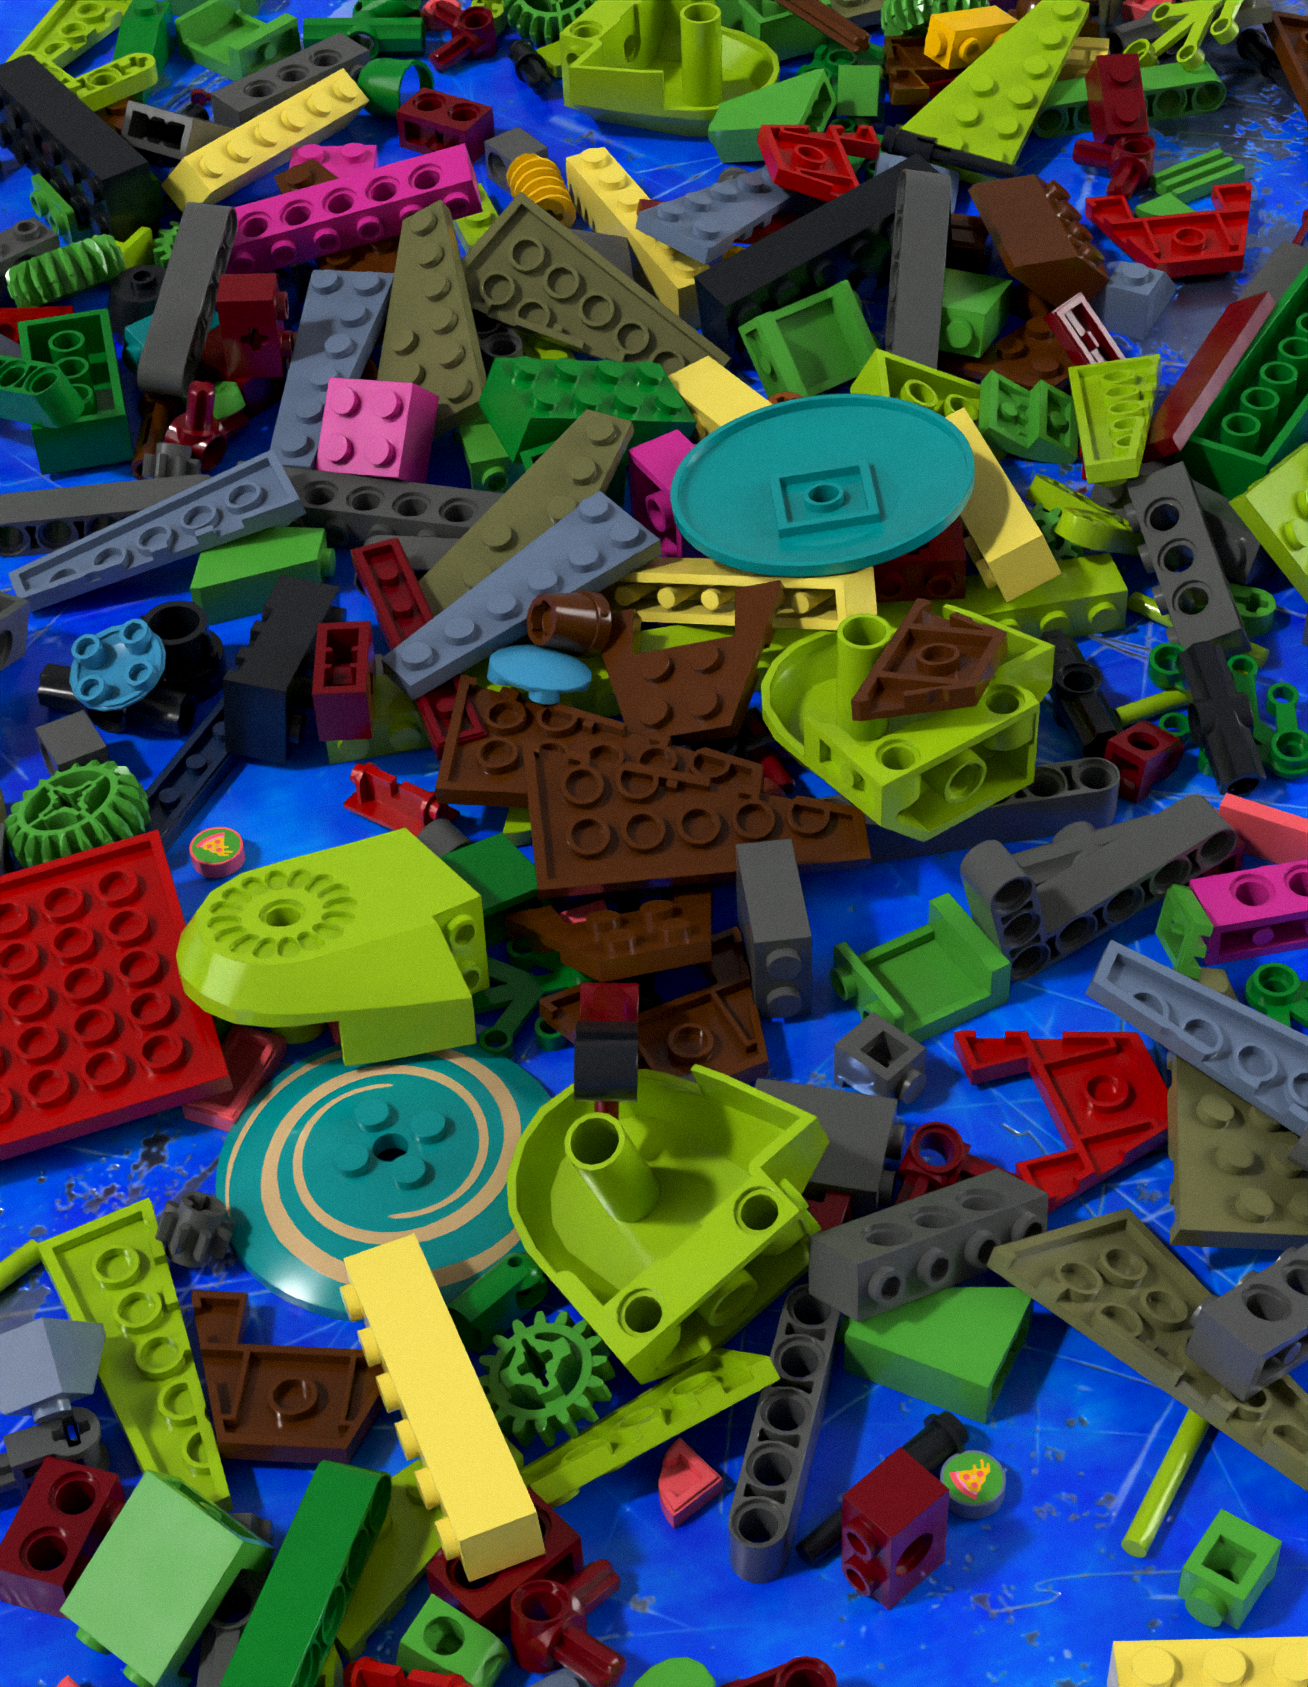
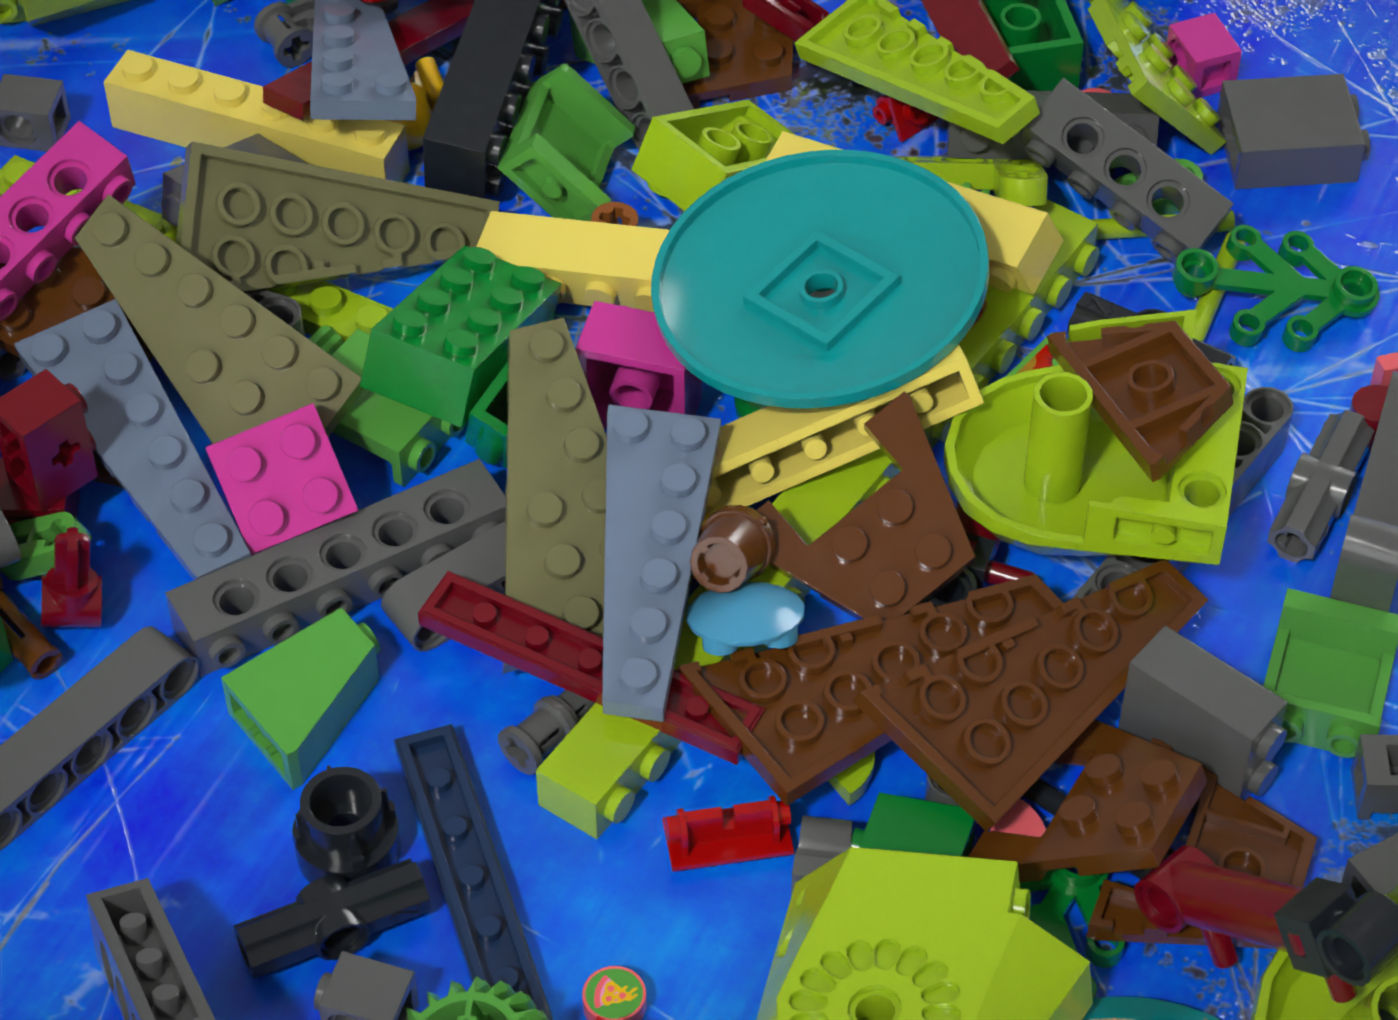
camera: 45 degrees left, 5 degrees up
(116, 665) = (334, 883): dark azure dish -> none
(170, 461) = (84, 642): dark grey gear -> none
(197, 519) = (206, 688): sand blue wing -> none
(275, 673) = (484, 773): black wedge -> none
(344, 681) = (599, 745): dark red brick -> none
(543, 184) = (127, 133): yellow piece -> none
(1028, 423) = (809, 107): bright green slope -> none
(1143, 757) = (1266, 360): dark red leg -> none
(1220, 719) = (1296, 295): black piece -> none

